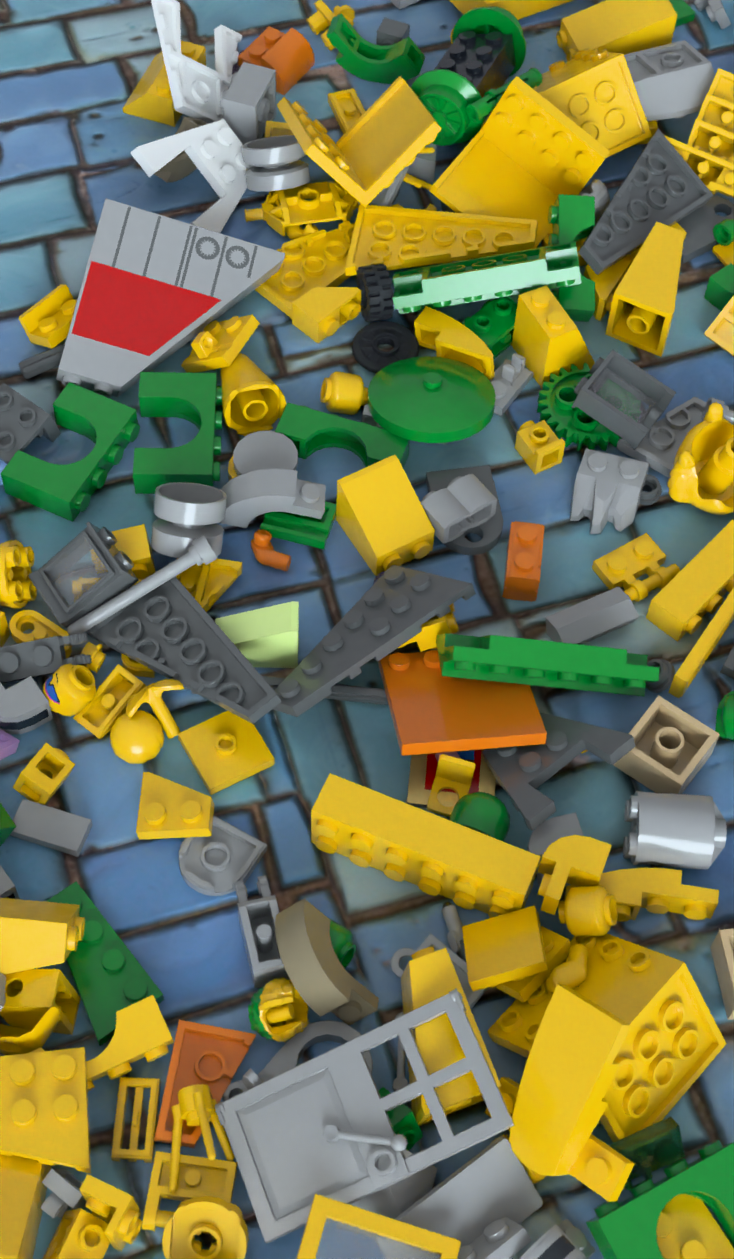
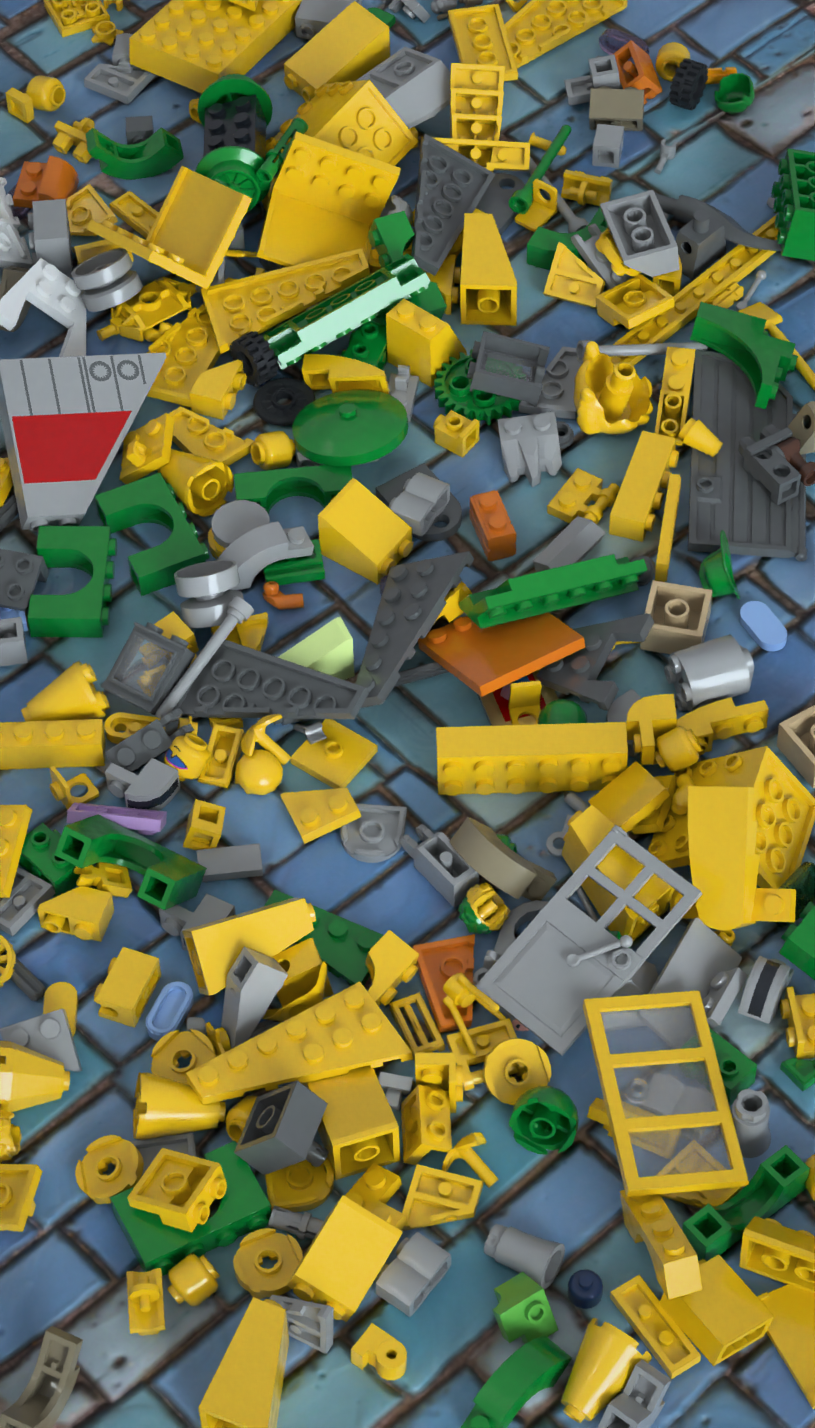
camera: 20 degrees left, 5 degrees down
(214, 716) = (313, 732): none -> light grey hand
(284, 357) = (199, 437): none -> yellow wing
(304, 89) = (83, 207): none -> yellow plate

